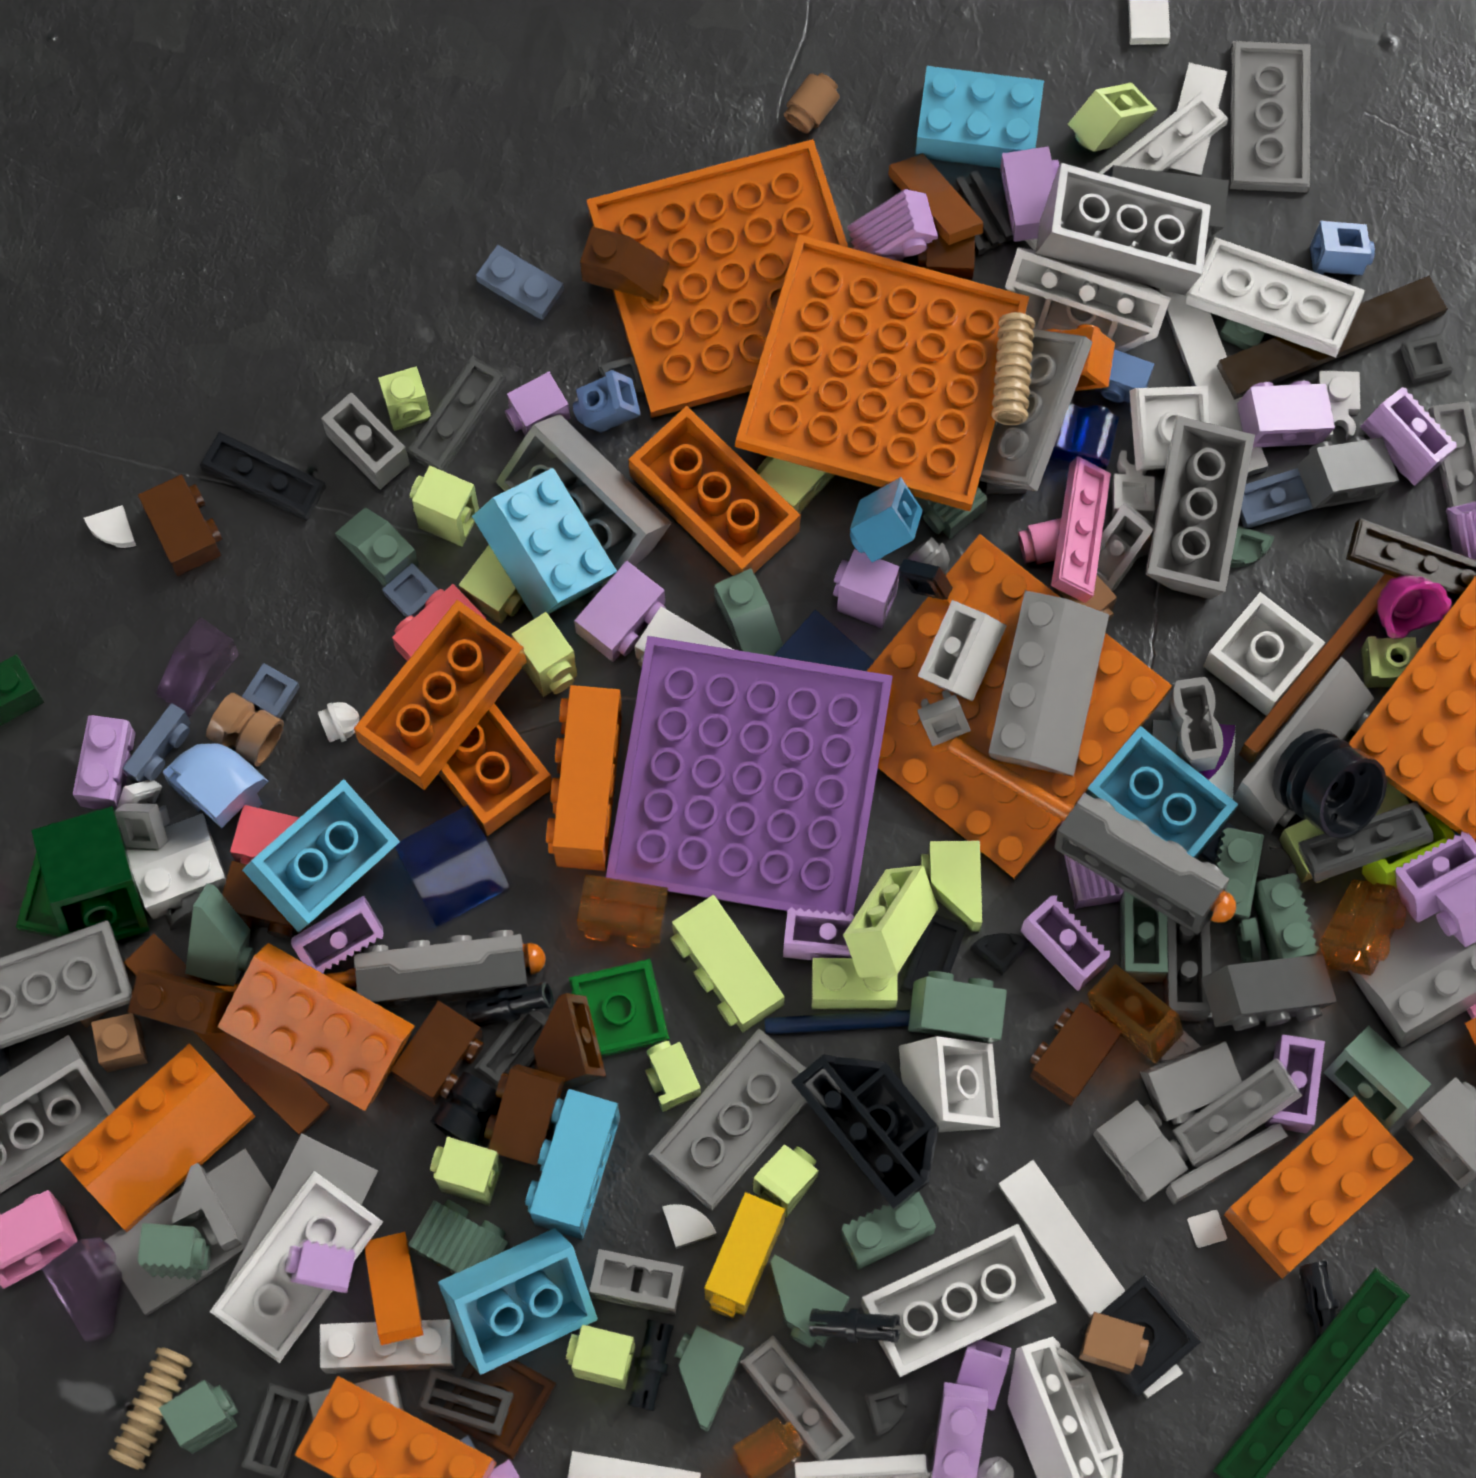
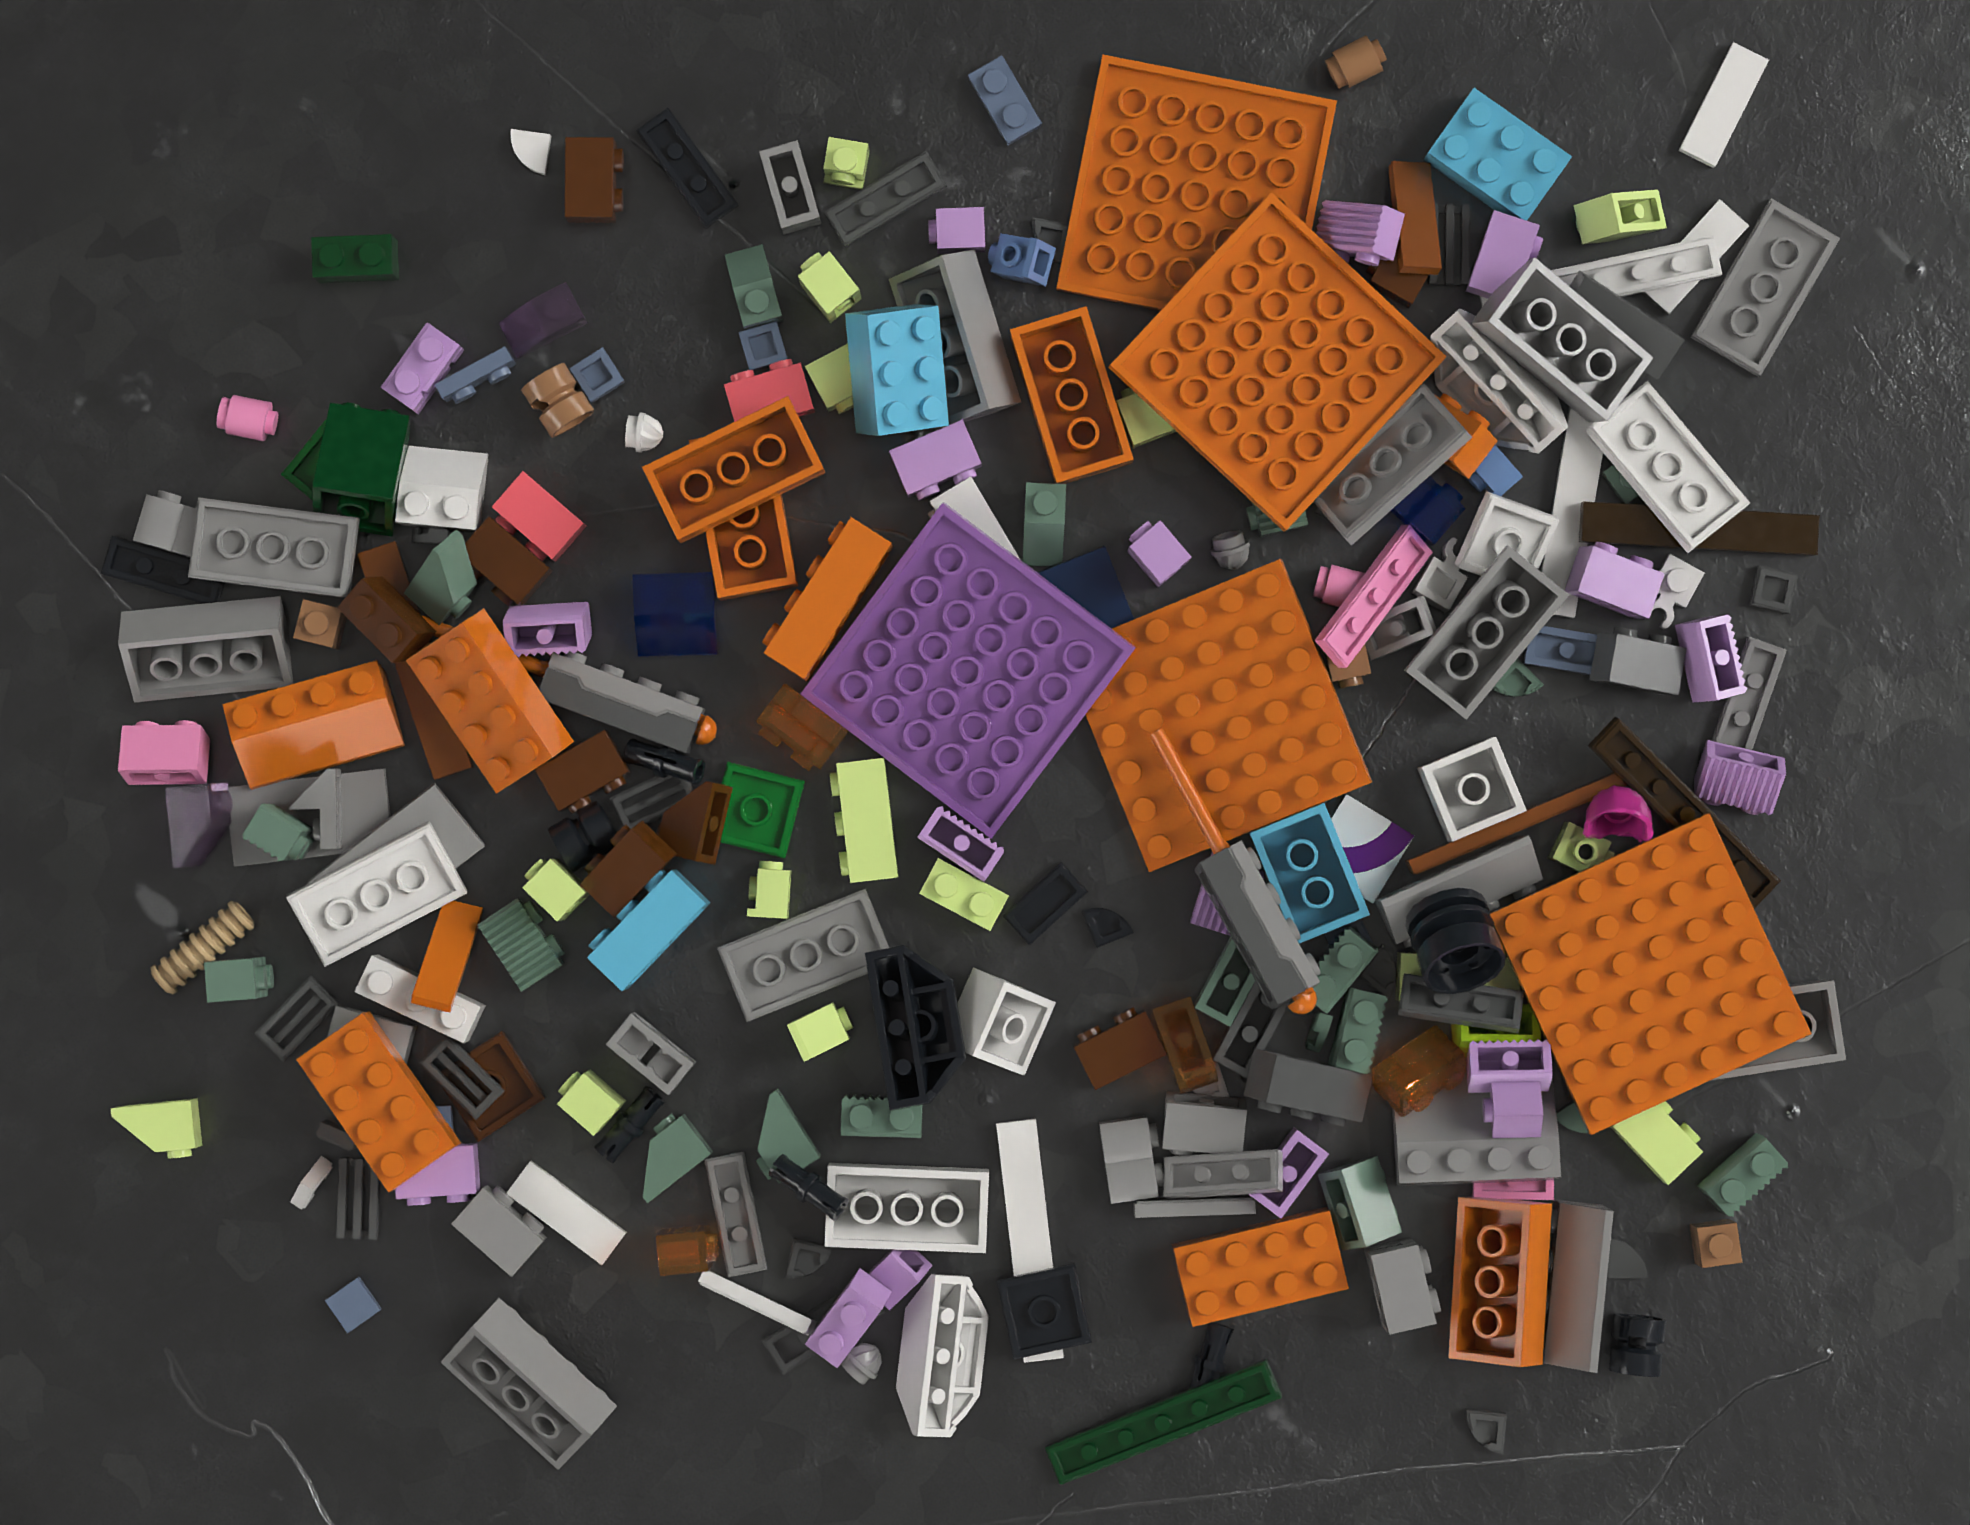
camera: 25 degrees right, 15 degrees up
(140, 793) = (433, 412): white tile -> none
(143, 825) = (429, 443): light grey tile -> none
(215, 781) = (509, 438): light blue brick -> none
(320, 855) = (563, 557): medium azure brick -> none
(320, 1265) = (393, 912): lavender brick -> none
(518, 1300) = (543, 1021): medium azure brick -> none
(548, 655) = (847, 470): yellowish green brick -> none
(622, 265) = (1100, 140): reddish brown slope -> none
(687, 1225) = (719, 1023): white tile -> none
(744, 1256) = (749, 1079): yellow brick -> none
(837, 1021) = (945, 920): dark blue bar -> none
(885, 520) = (1201, 509): dark azure brick -> none
(891, 922) = (1018, 864): yellowish green brick -> none
(925, 579) = (1208, 578): black tile -> none
(943, 719) = (1158, 709): light grey tile -> none
(956, 879) = (1099, 847): yellowish green slope -> none
(957, 1008) = (1038, 962): sand green brick -> none
(962, 650) = (1204, 661): white brick -> none
(1013, 368) = (1390, 423): tan piece -> none
(1048, 684) = (1263, 729): light grey slope -> none
(1065, 943) = (1160, 953): lavender brick -> none
(1113, 1343) = (1014, 1310): medium nougat brick -> none
(1192, 717) = (1378, 812): light grey brick -> none
(1207, 1228) = (1151, 1249): white sticker -> none
(1341, 248) = (1753, 451): medium blue brick -> none

